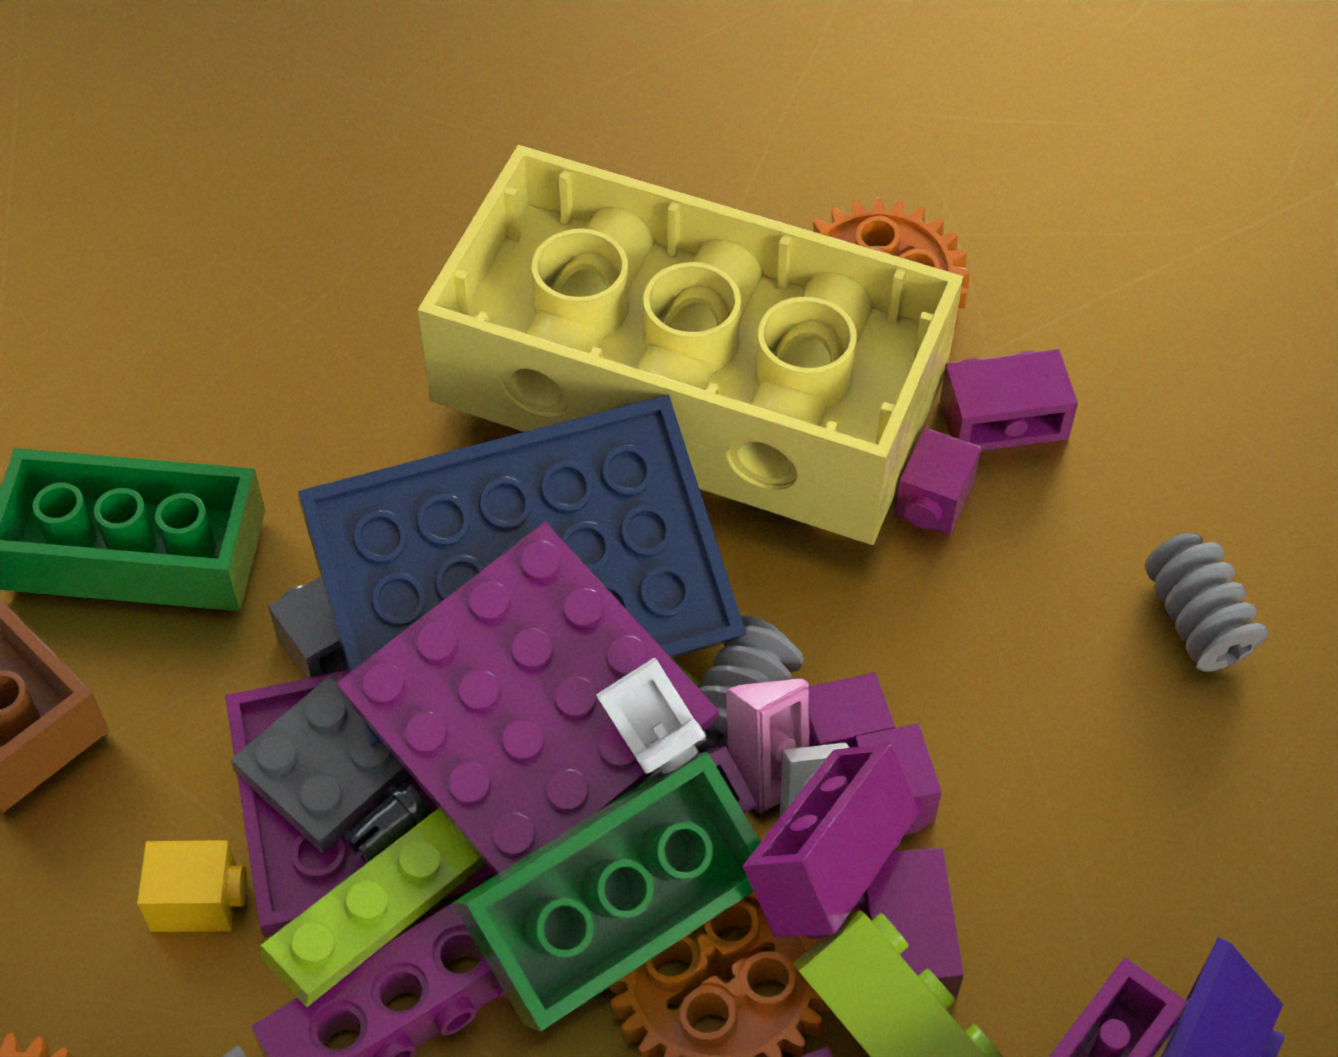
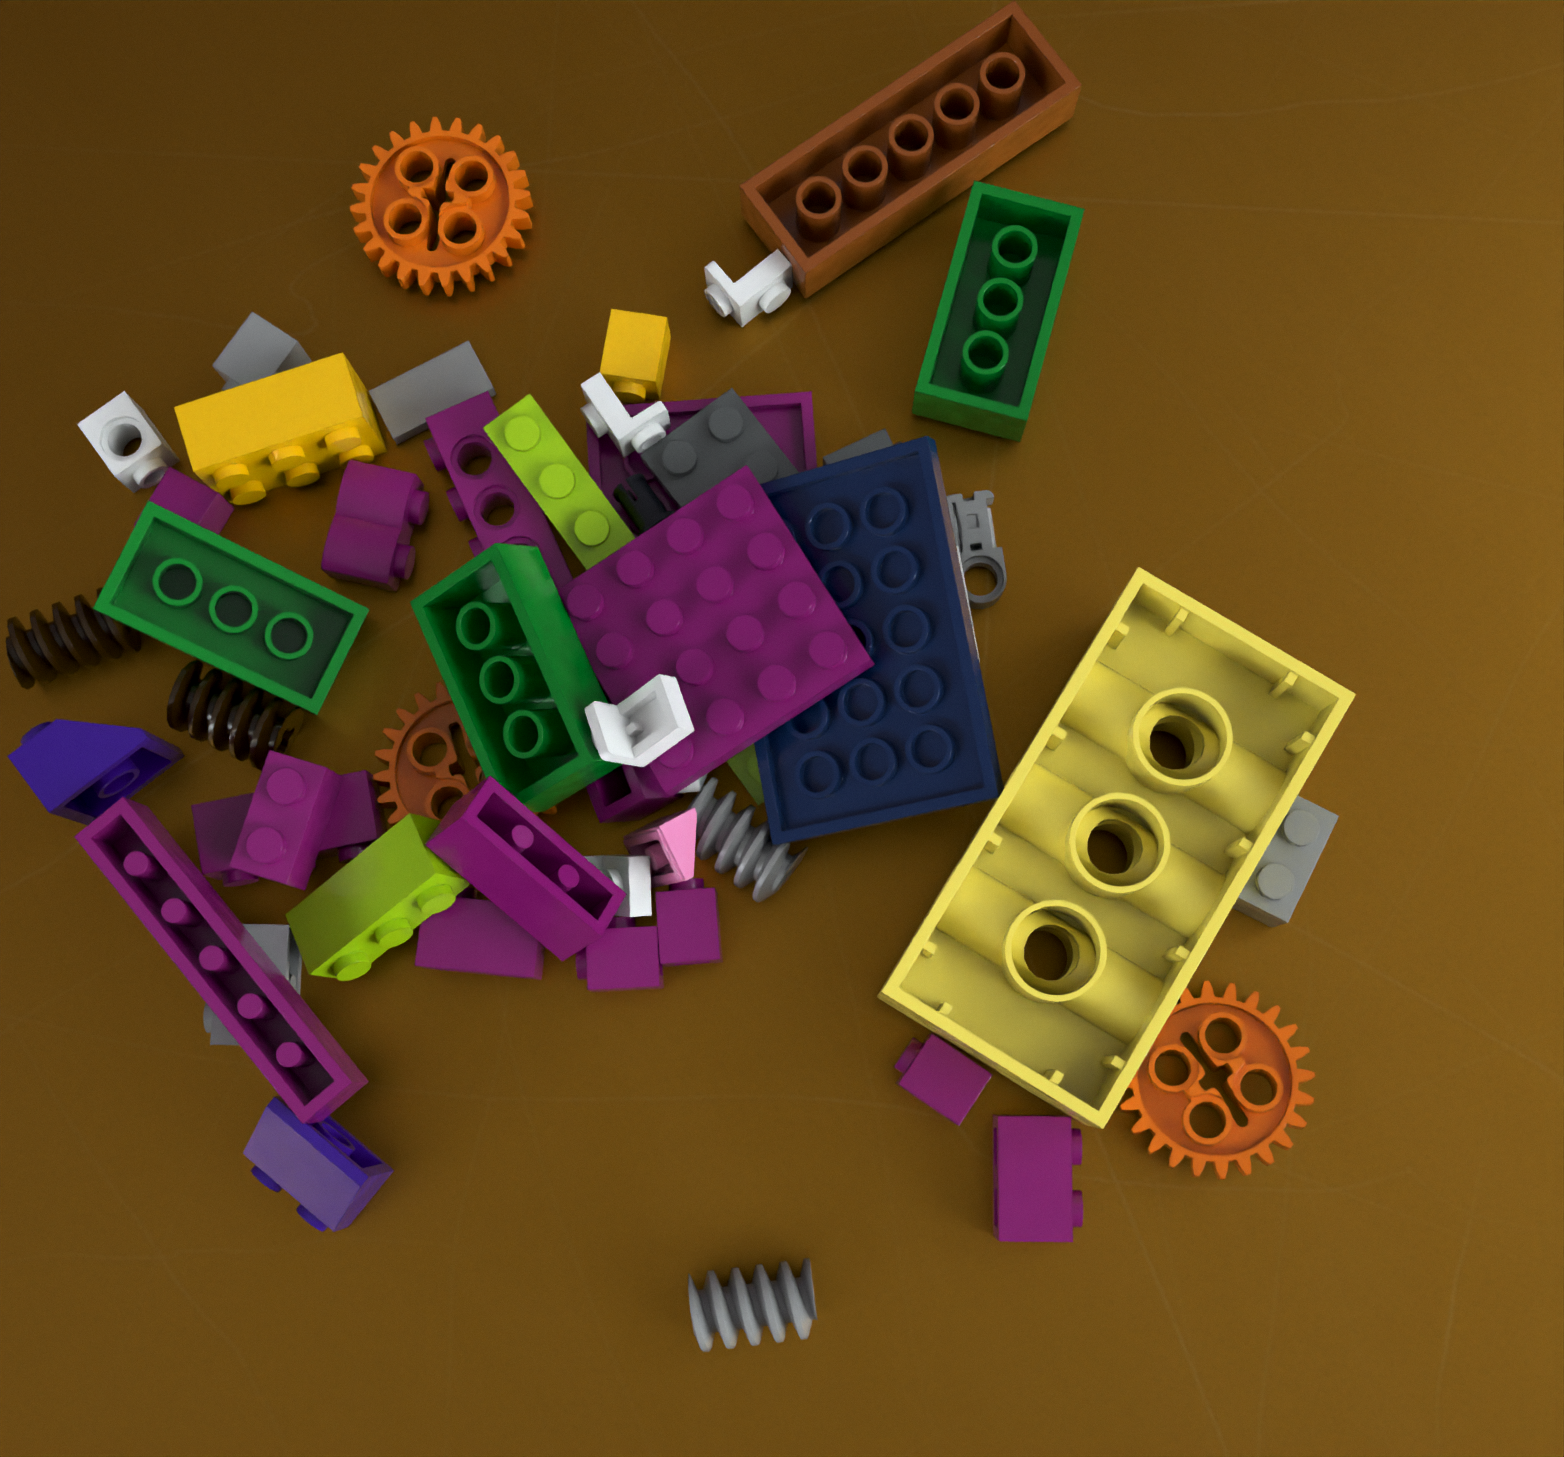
camera: 105 degrees right, 25 degrees up
(111, 781) = (758, 290): none -> white bracket
(278, 872) = (608, 415): none -> white bracket

